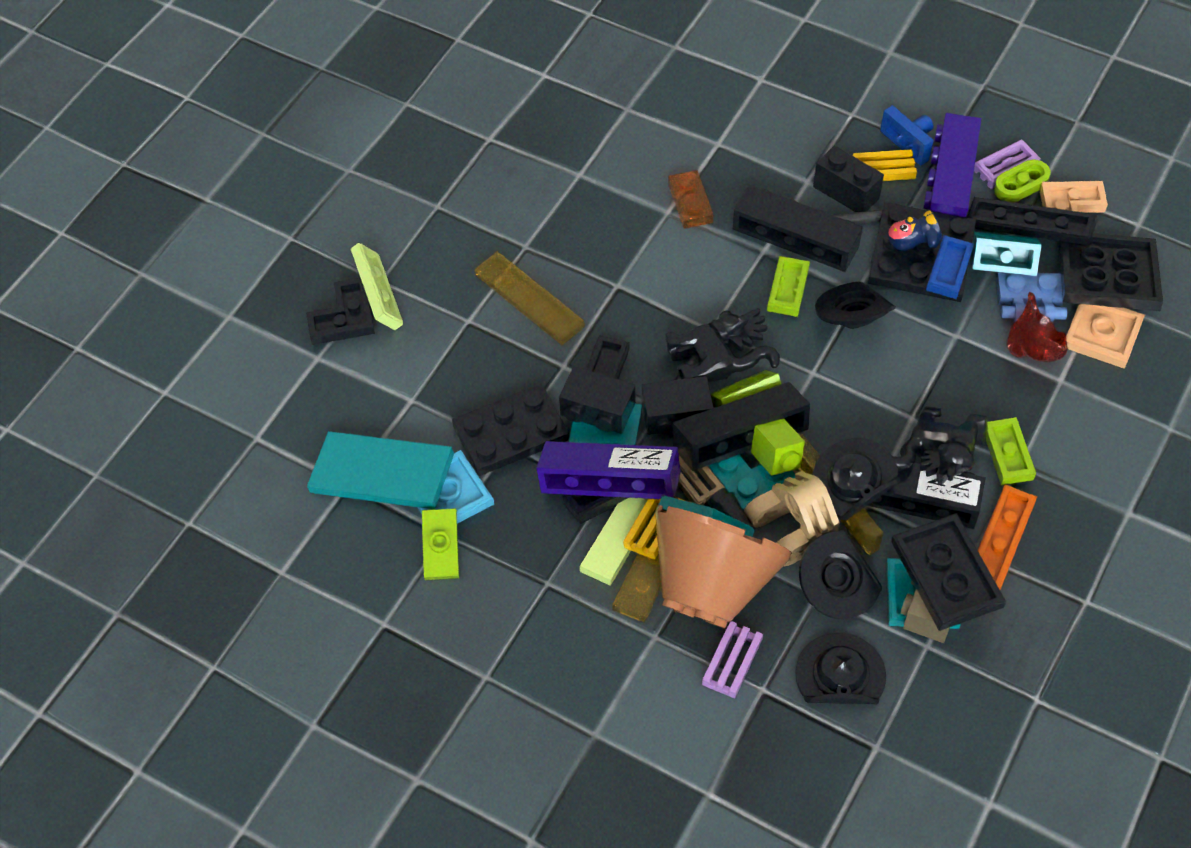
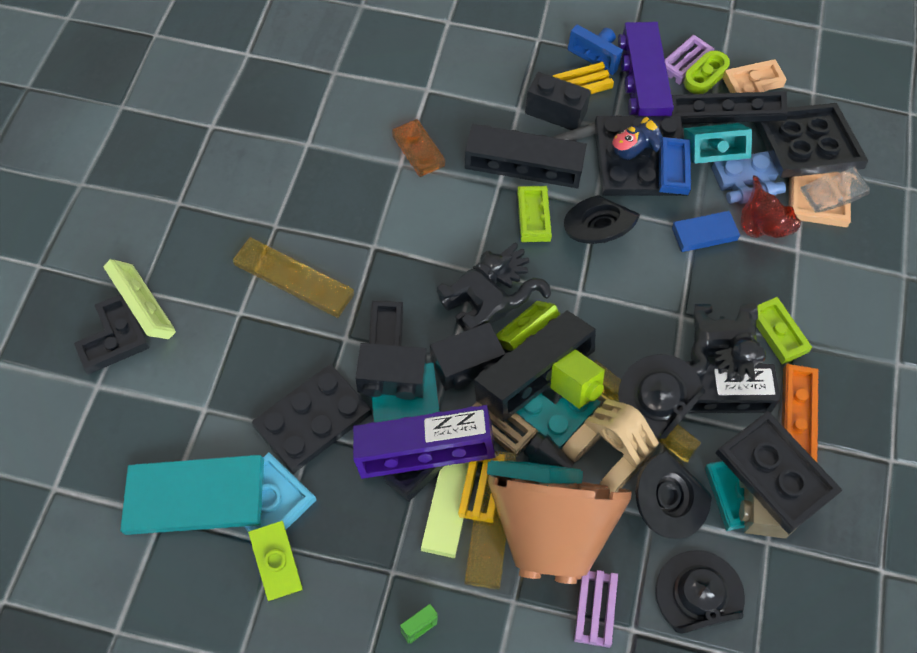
camera: 20 degrees left, 5 degrees up
(557, 629) = (419, 624): none -> bright green tile
(965, 340) = (705, 231): none -> blue tile
(1125, 327) = (836, 191): none -> clear slope

